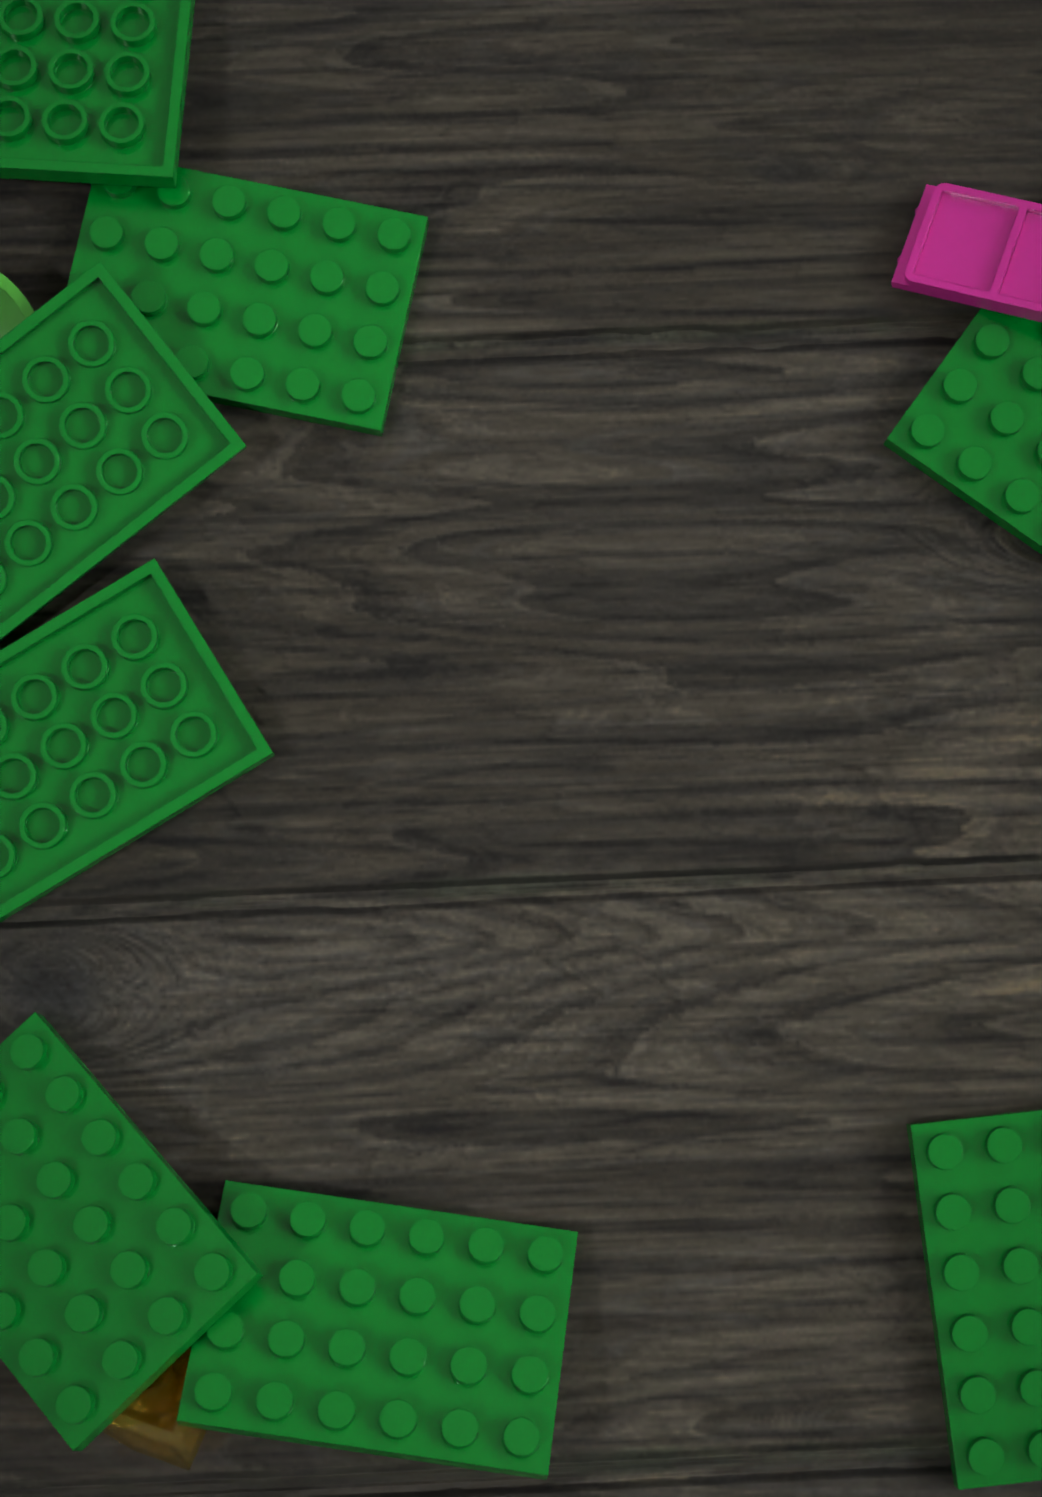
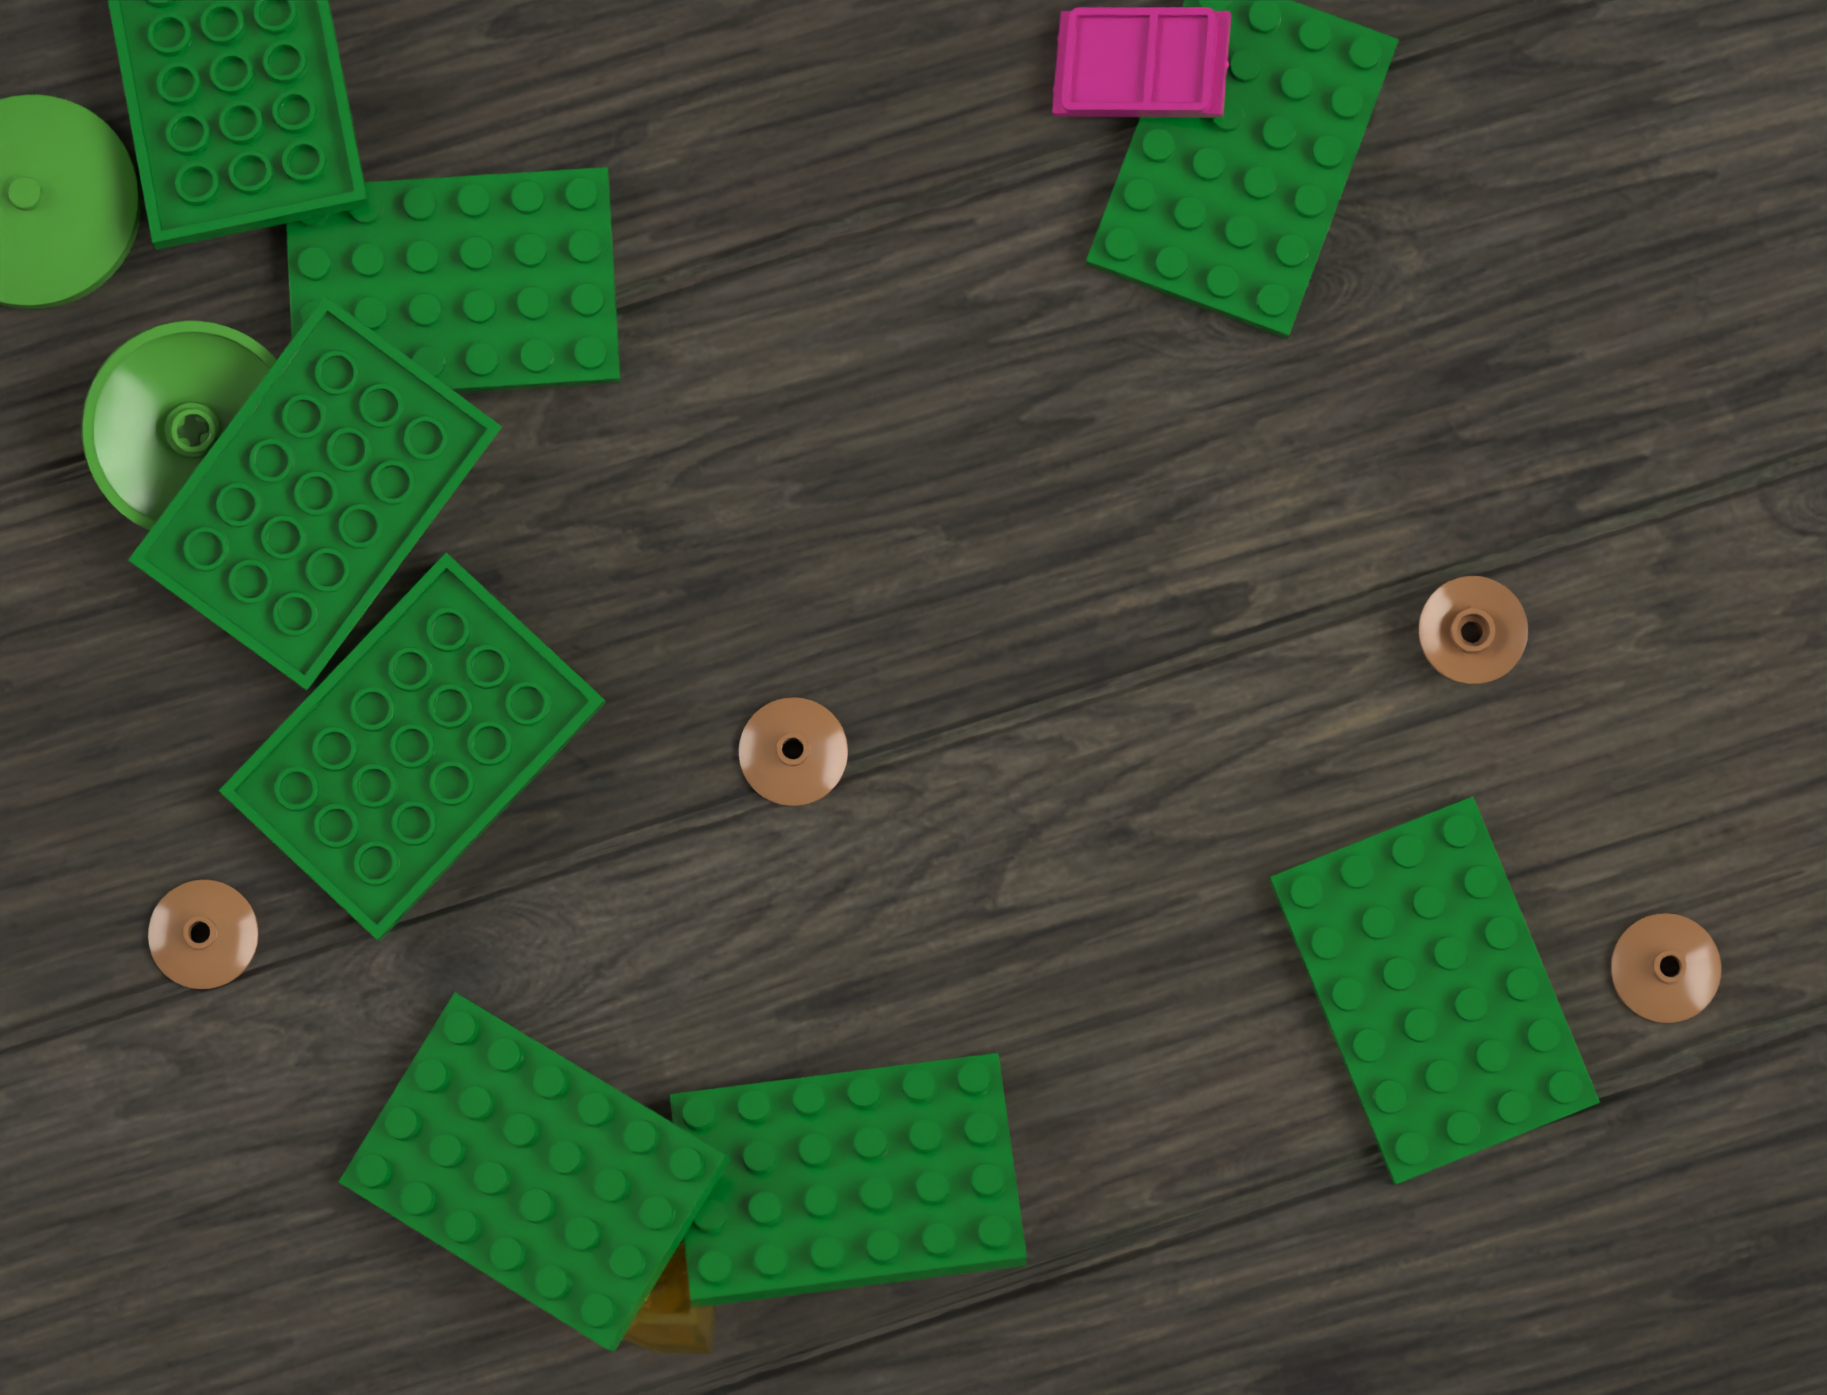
camera: 15 degrees left, 0 degrees up
(457, 888) = (800, 779): none -> medium nougat dish

